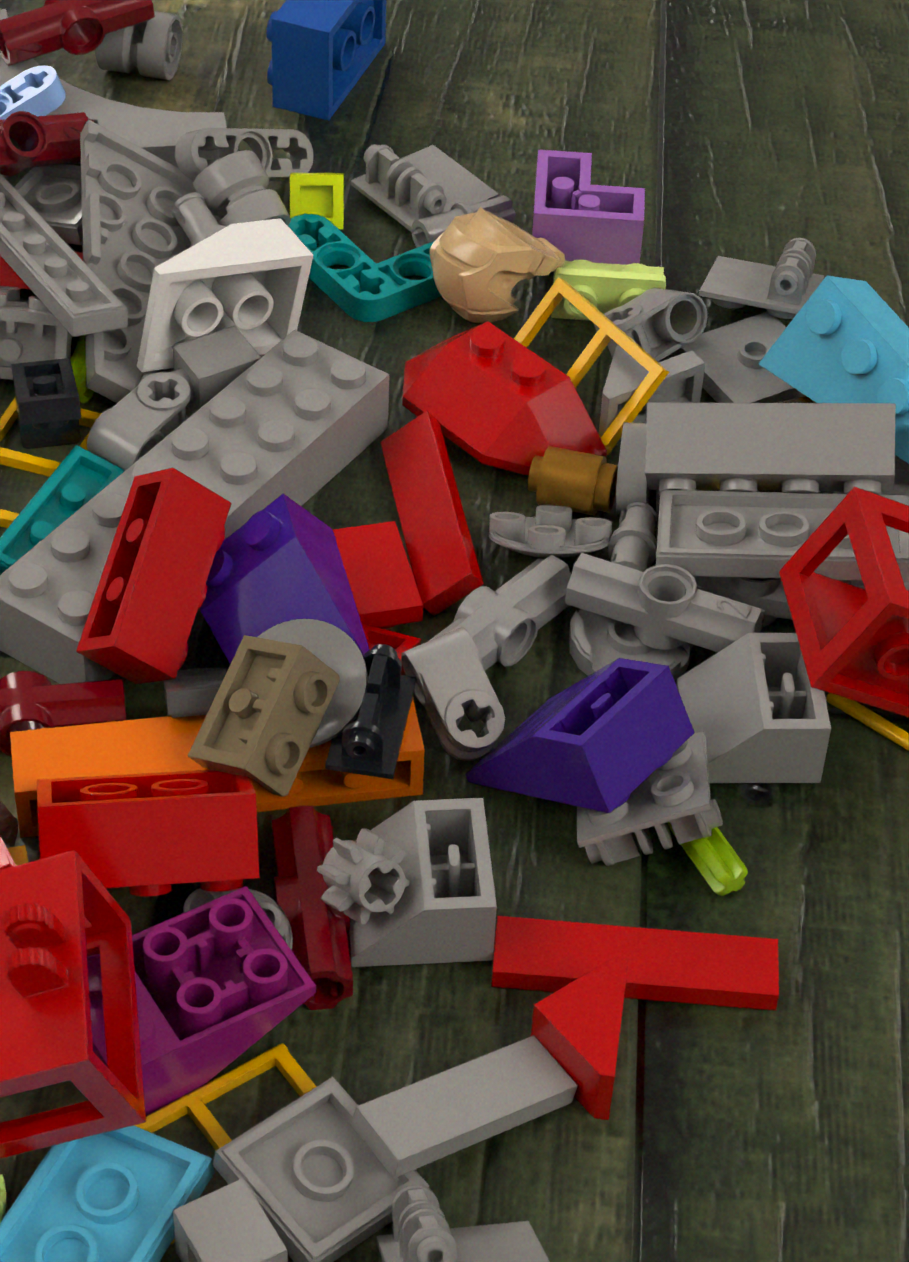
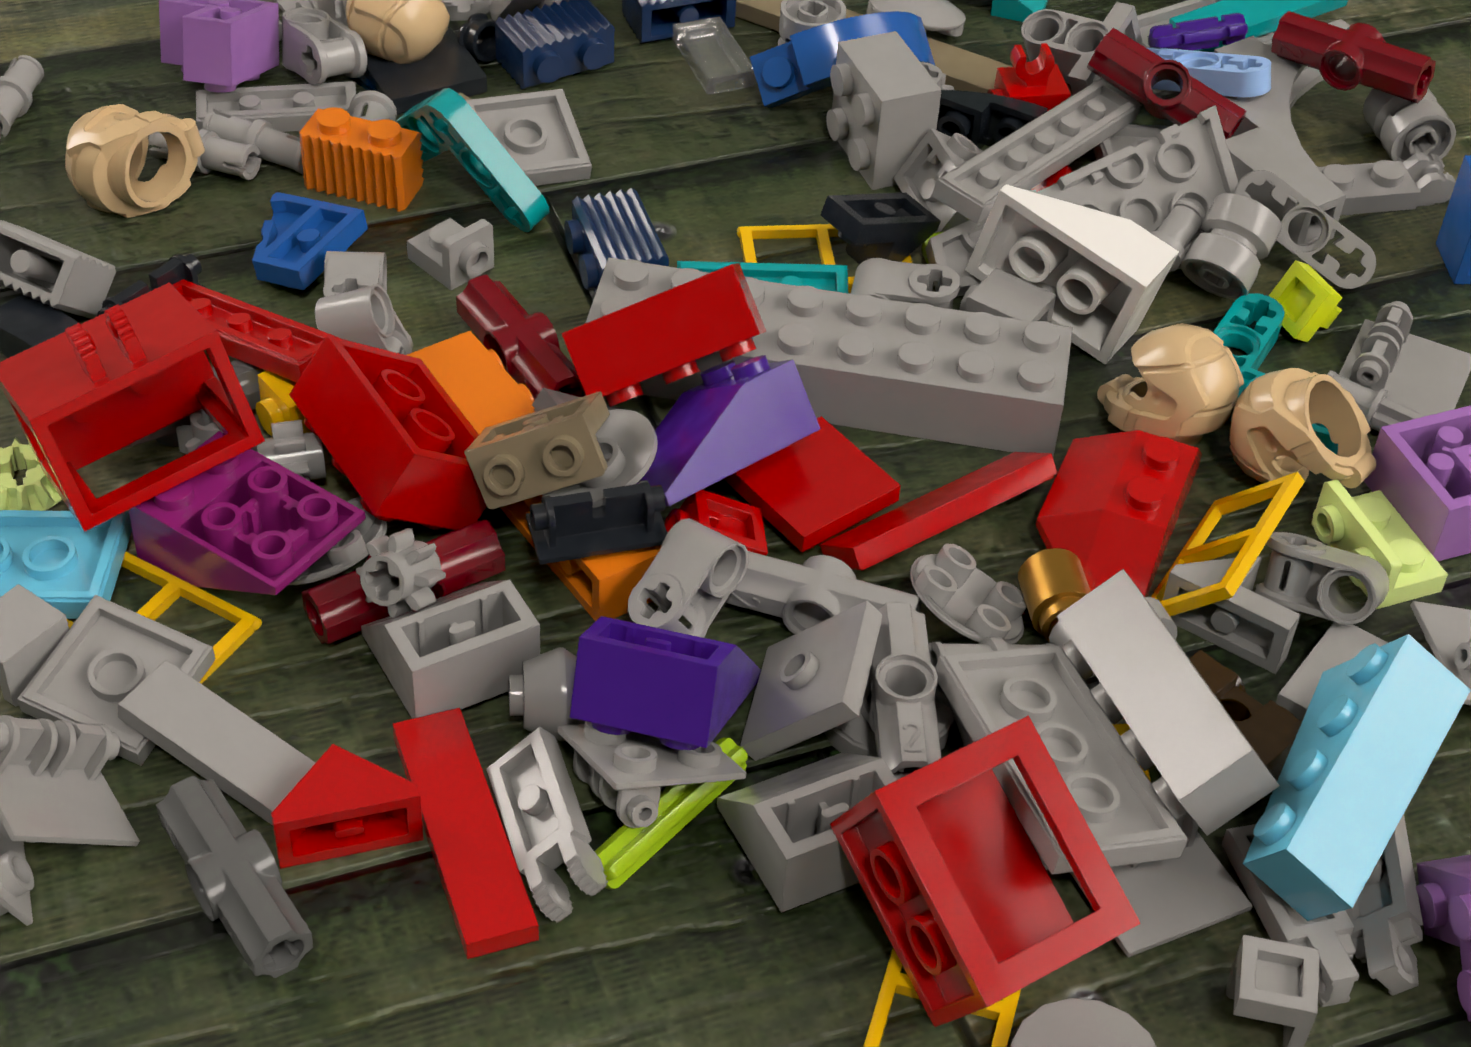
camera: 65 degrees right, 0 degrees up
(191, 91) = (1391, 184): none -> light grey hinge
(392, 292) = (1183, 389): none -> tan helmet
(526, 839) = (544, 691): none -> light grey cone
(601, 627) = (812, 681): none -> light grey plate
(628, 1143) = (234, 877): none -> dark grey piece
(663, 893) = (545, 822): none -> light grey hinge

